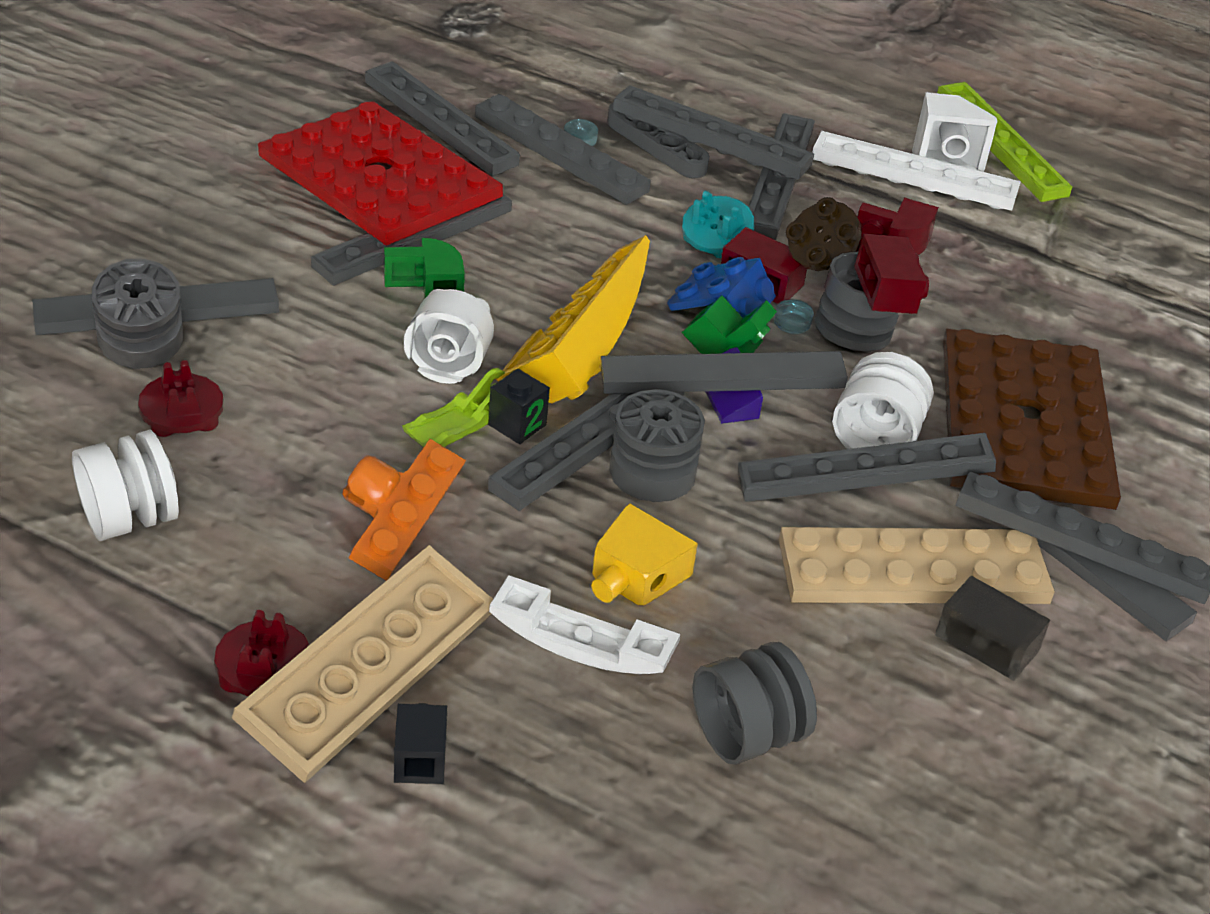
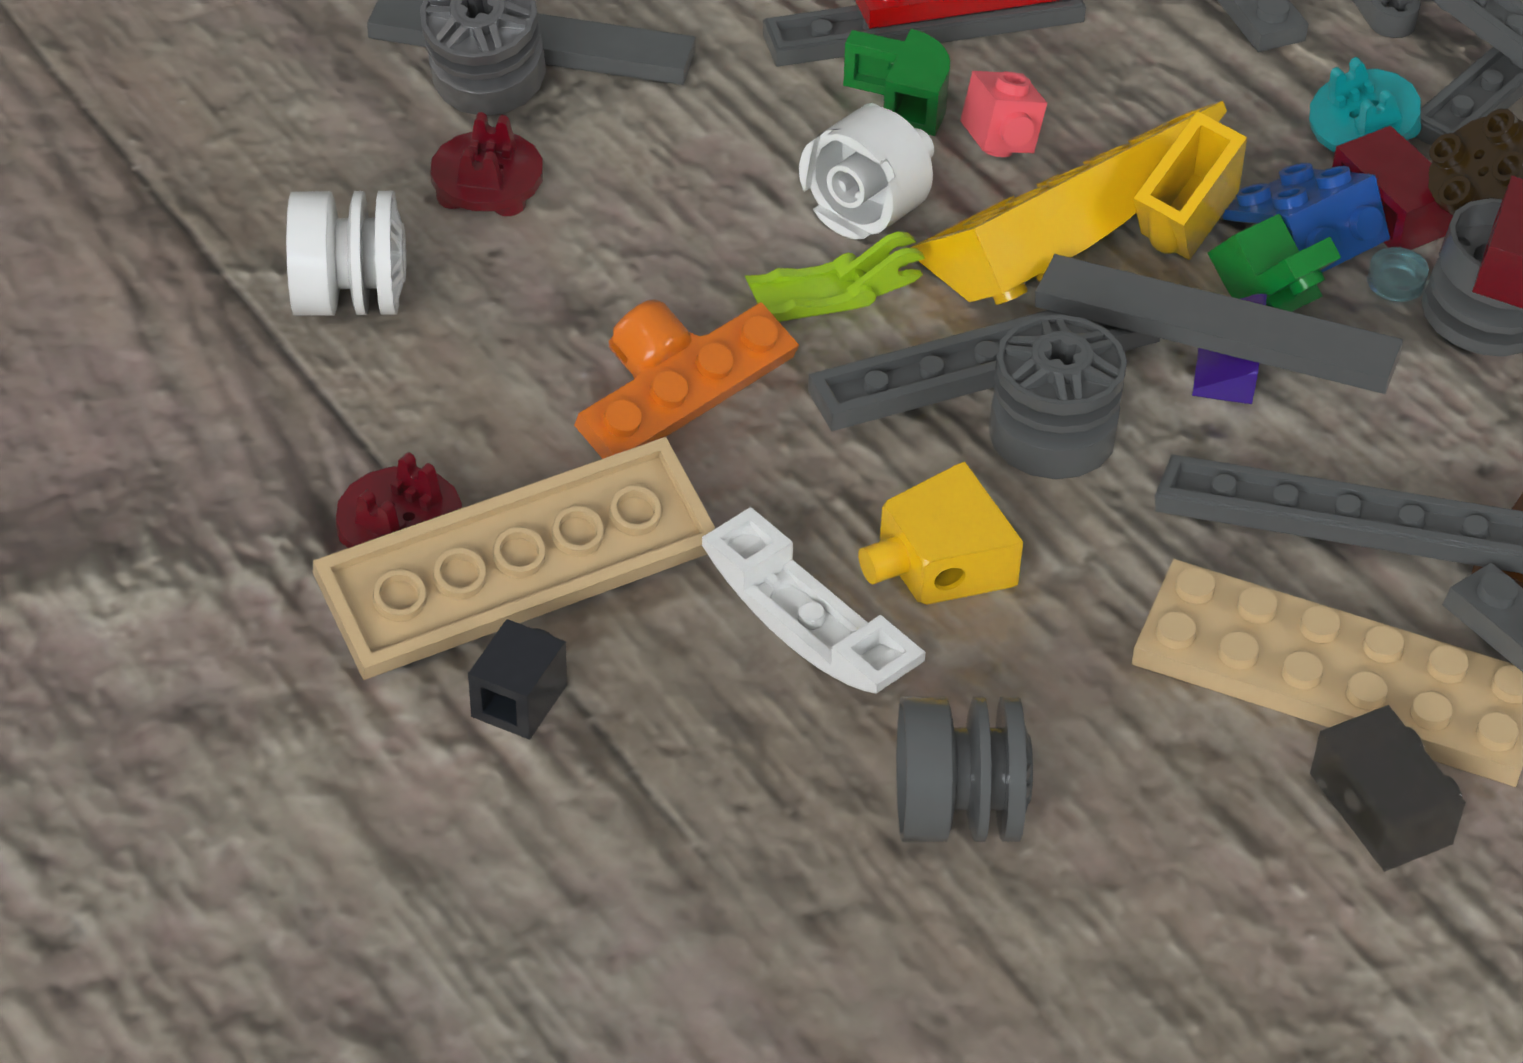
camera: 30 degrees right, 5 degrees up
(508, 277) = (1003, 112): none -> coral brick
(518, 406) = (908, 292): black brick -> none
(658, 292) = (1191, 186): none -> yellow torso
(883, 402) = (1423, 429): white wheel -> none

